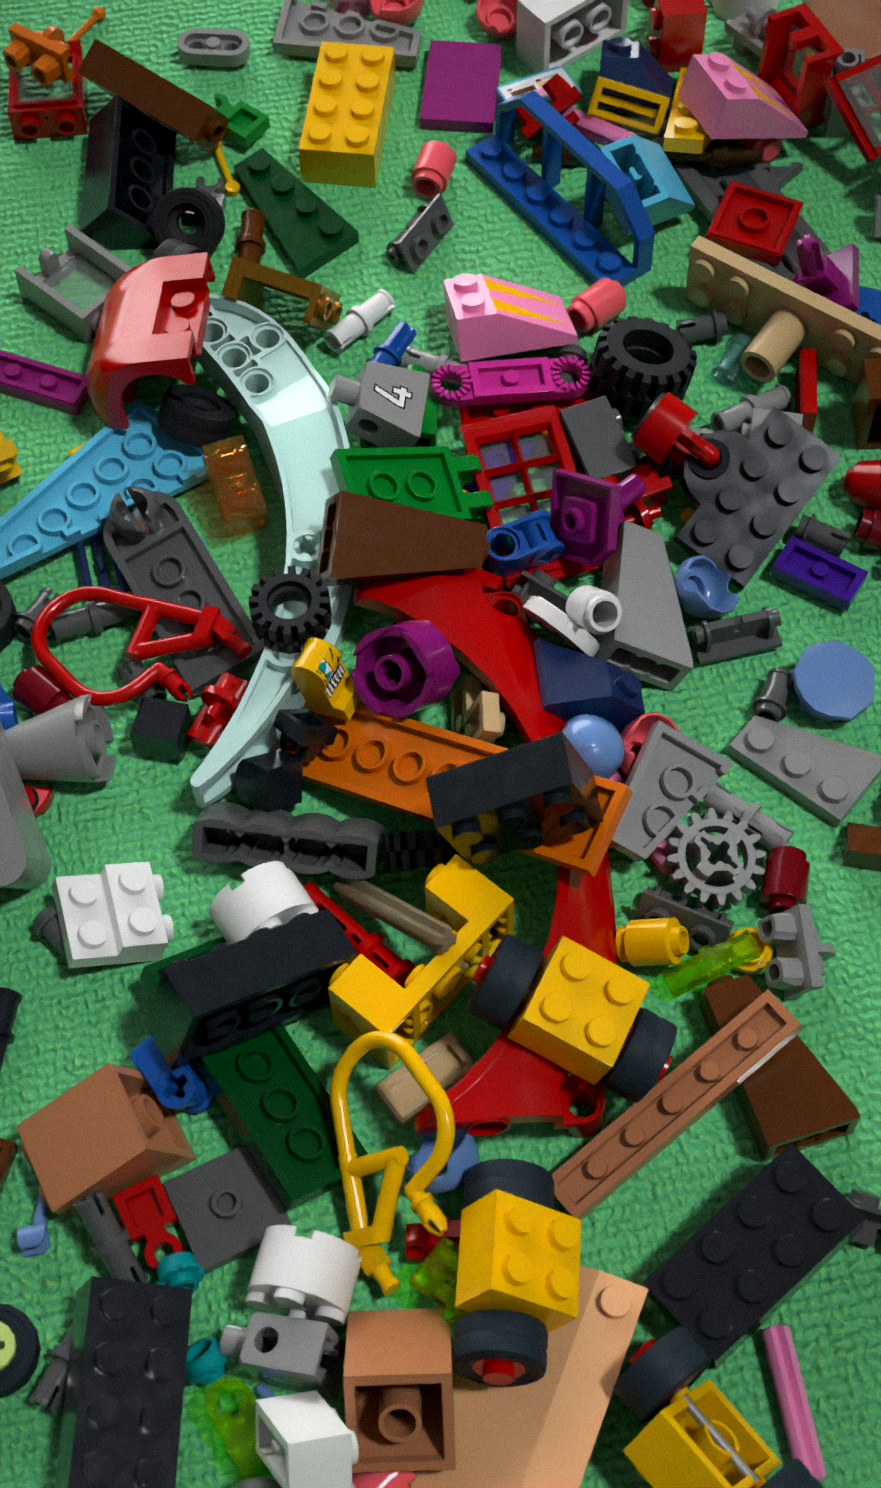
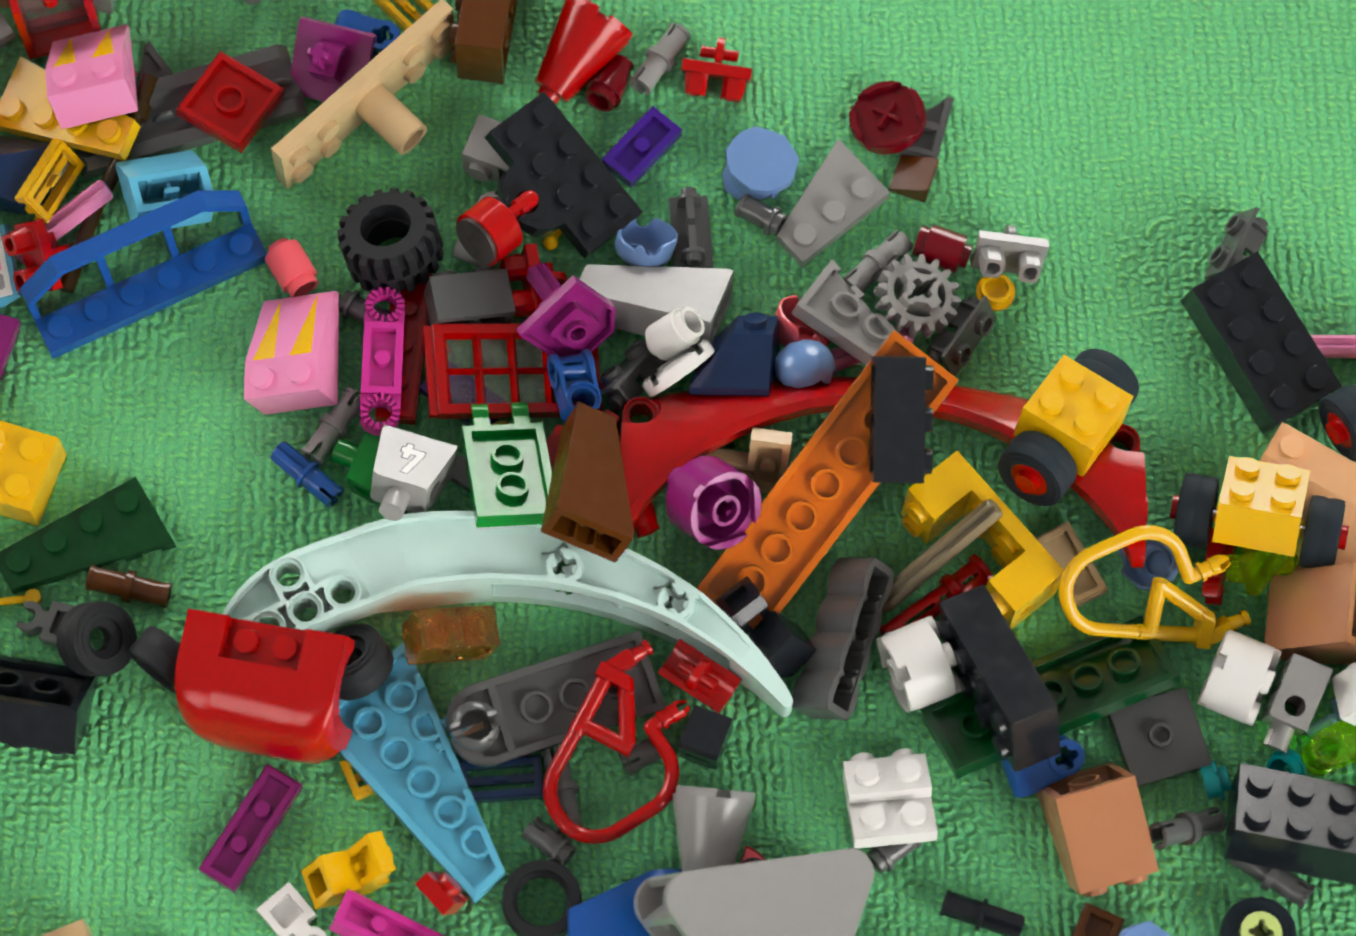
camera: 85 degrees left, 10 degrees up
(35, 1238) = (1165, 894): medium blue hand -> none
(38, 690) = (646, 843): dark red brick -> none
(74, 283) = (143, 762): light grey window -> none
(147, 1216) = (1163, 801): red plate -> none
(248, 279) = (216, 549): pearl gold panel -> none
(287, 588) = (648, 561): black tyre -> none
(325, 680) = (709, 571): yellow leg -> none
(359, 321) = (255, 493): white pin -> none
(416, 850) = (877, 526): black tyre -> none
(422, 234) = (142, 406): dark grey hinge -> none
(433, 169) = (71, 388): coral brick -> none
(652, 942) = (985, 361): yellow brick -> none
(674, 1105) = (1154, 405): nougat plate -> none
(704, 327) = (339, 179): dark grey pin -> none
(711, 963) = (1011, 320): clear neon green pin -> none
(729, 364) = (382, 160): clear light blue pin -> none
(734, 416) = (448, 160): light grey pin -> none
(791, 1092) = (1109, 298): reddish brown slope -> none
(806, 388) = (441, 107): red tile -> none
(821, 535) = (601, 134): dark grey pin -> none

